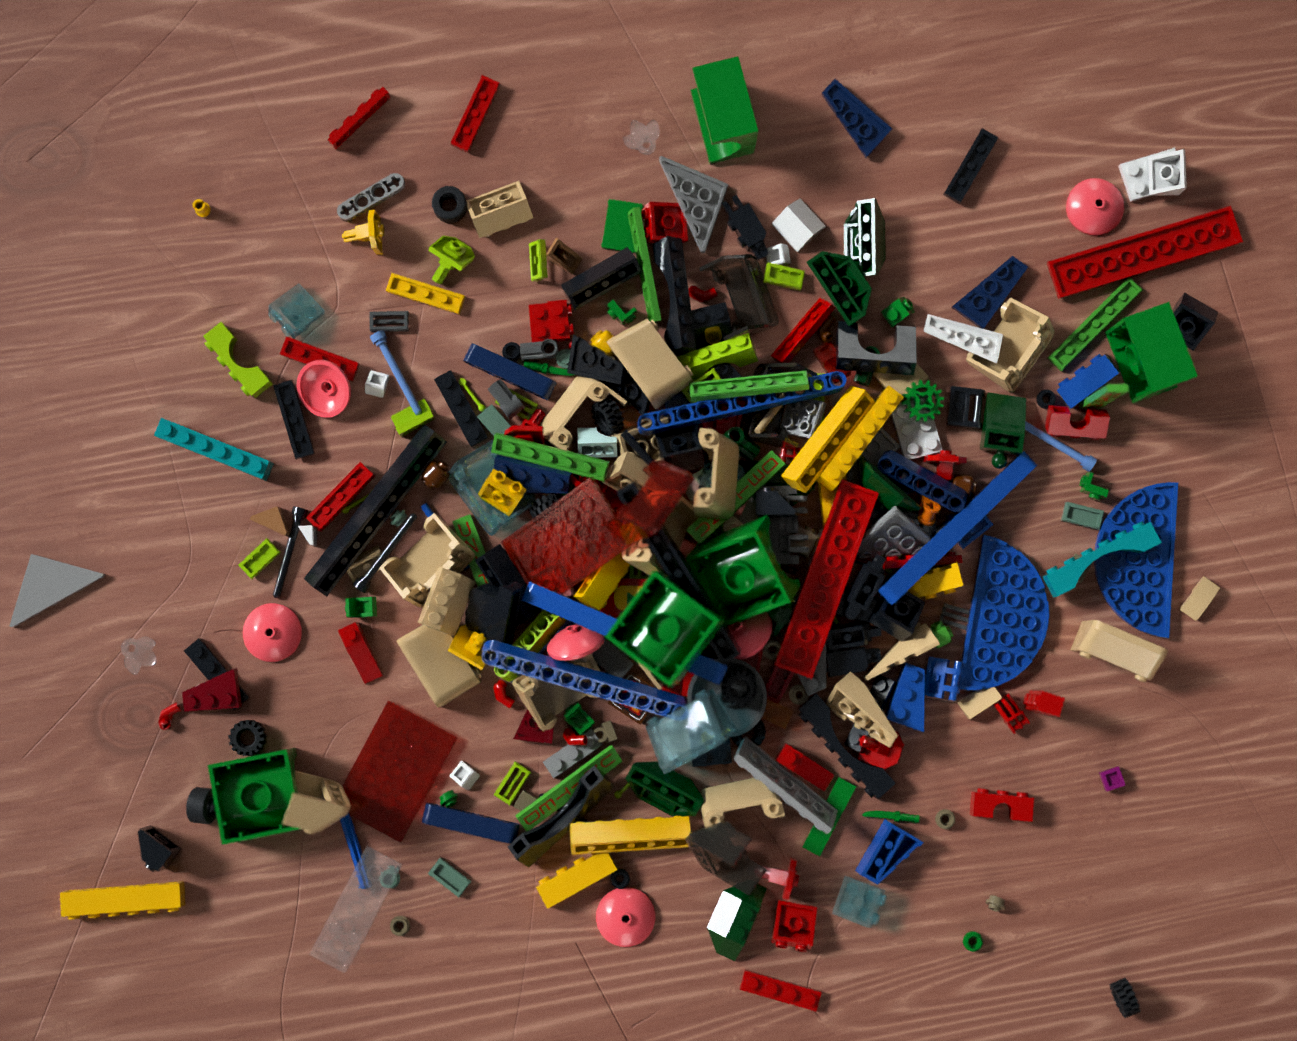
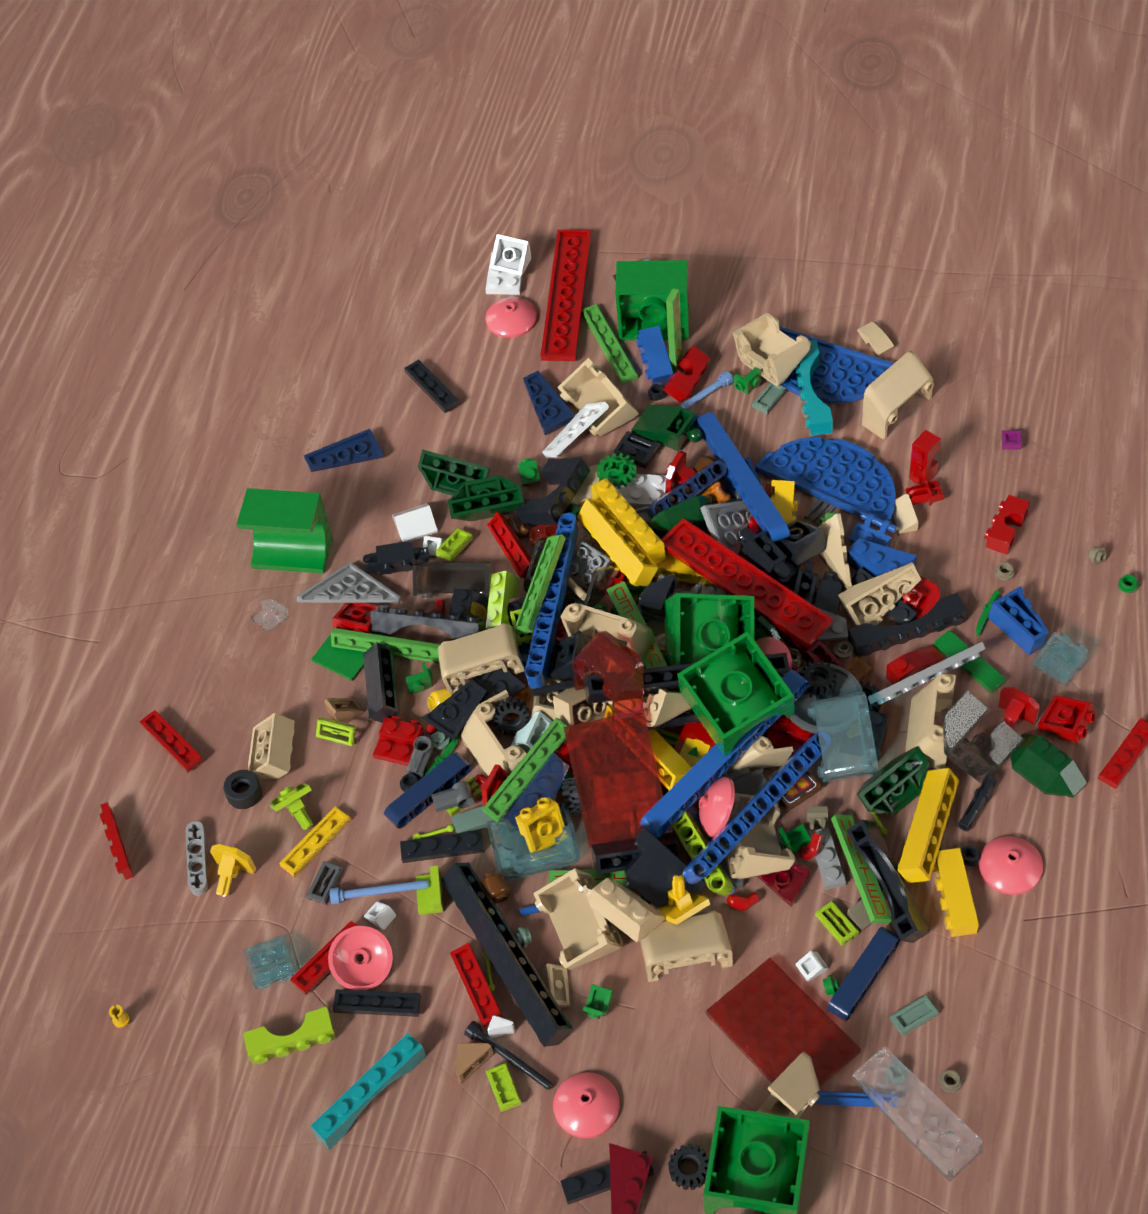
camera: 60 degrees left, 30 degrees down
(360, 652) = (643, 1019): red slope -> none
(363, 582) = (573, 992): black piece -> none
(676, 869) = (981, 796): none -> black pin
(1134, 499) = (770, 350): none -> tan windscreen

